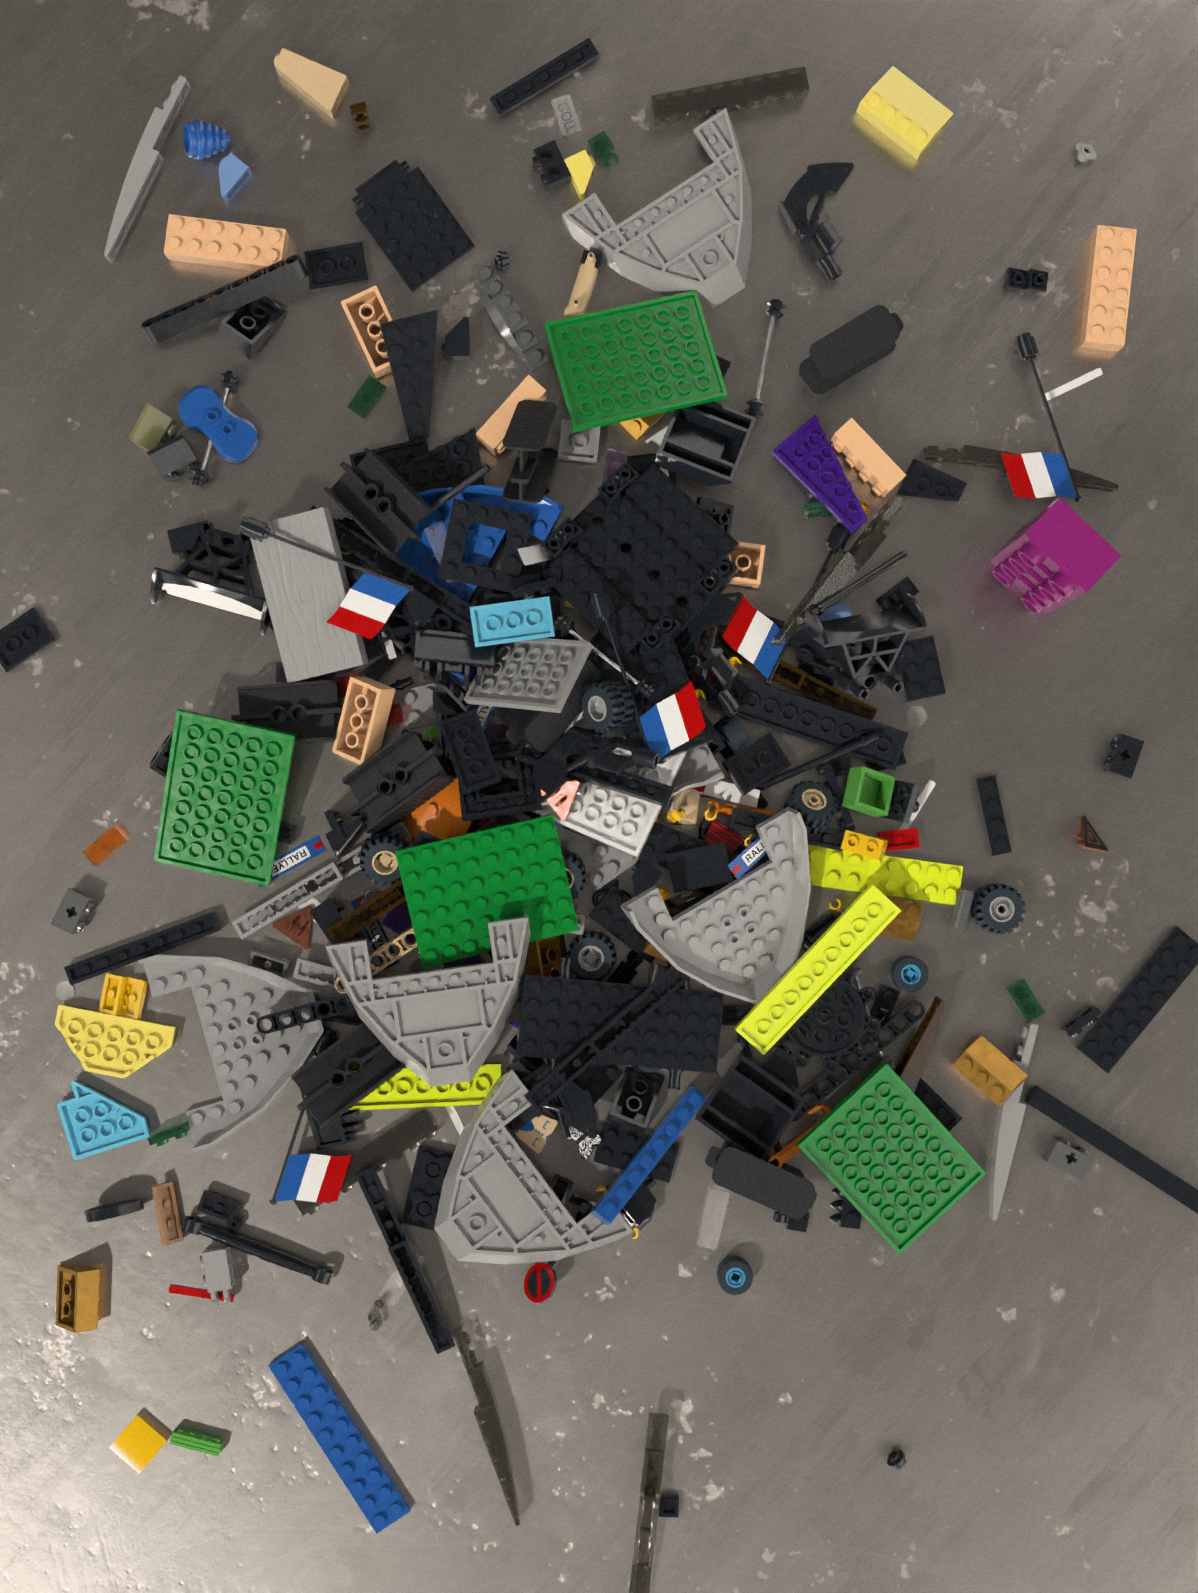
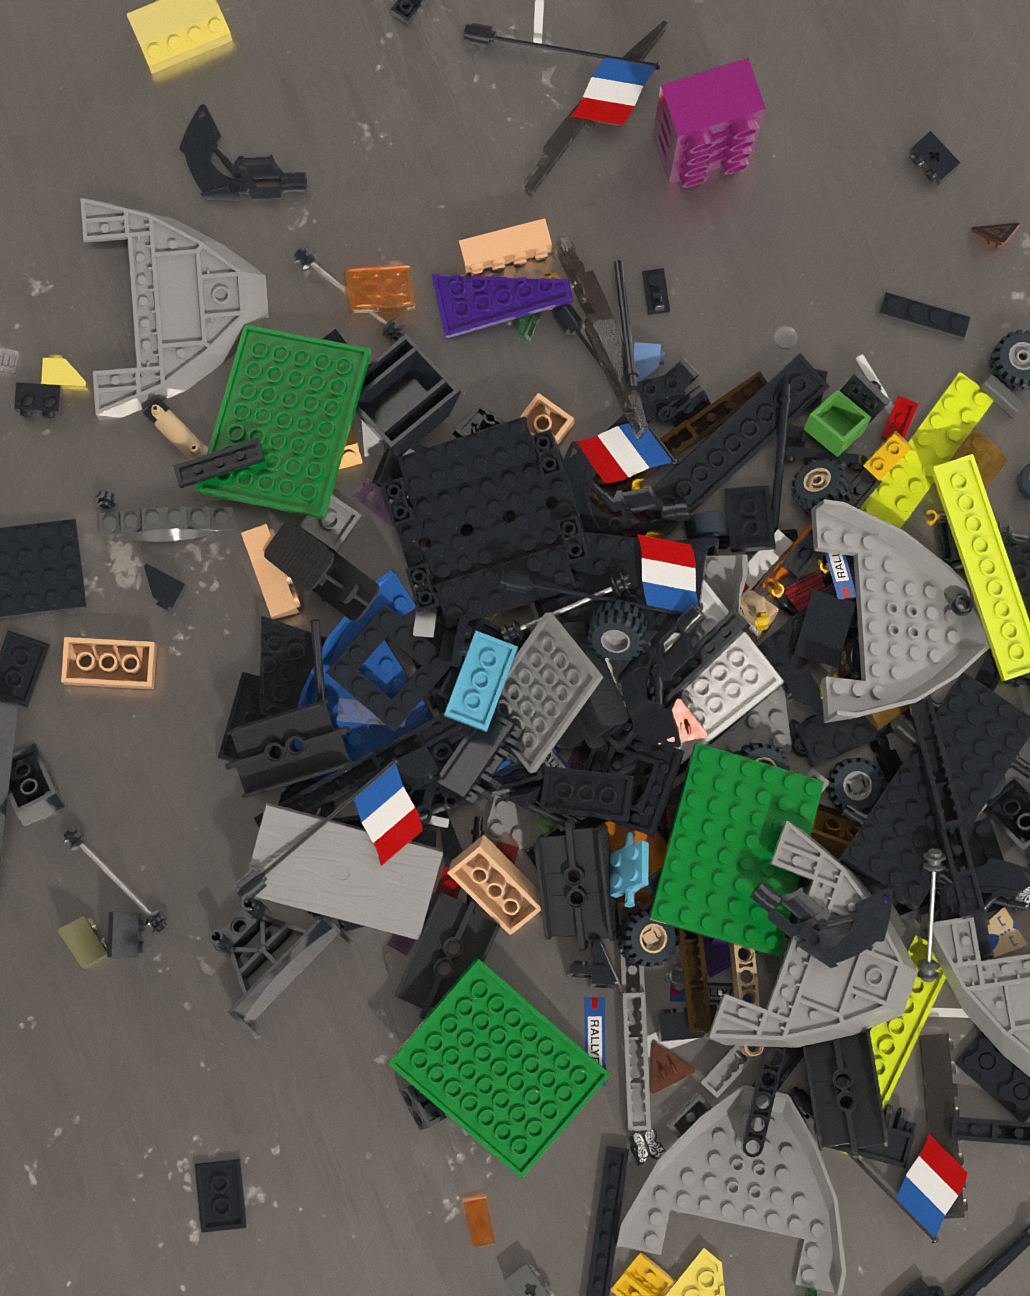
camera: 65 degrees left, 5 degrees down
(185, 539) = (212, 968): black slope -> none
(206, 412) = (96, 878): blue plate -> none
(227, 942) = (645, 1146): none -> black animal
(287, 833) = (567, 1026): black plate -> none
(366, 397) = (167, 709): clear green plate -> none
(411, 357) = (159, 641): black wing -> none
(426, 815) = (629, 869): none -> medium azure plate
(478, 1024) = (868, 924): none -> black piece
(556, 1050) = (933, 865): none -> dark grey axle
(573, 328) = (219, 463): none -> black plate
(602, 147) = (47, 340): clear green plate -> none
(734, 95) = (68, 188): clear smoke brick -> none
(780, 379) = (379, 289): none -> clear orange plate
(782, 964) = (965, 600): none -> black plate
(850, 349) = (389, 206): black piece -> none
(856, 675) = (675, 337): black piece -> none
(919, 670) = (741, 310): black brick -> none
(930, 483) = (562, 199): black wing -> none

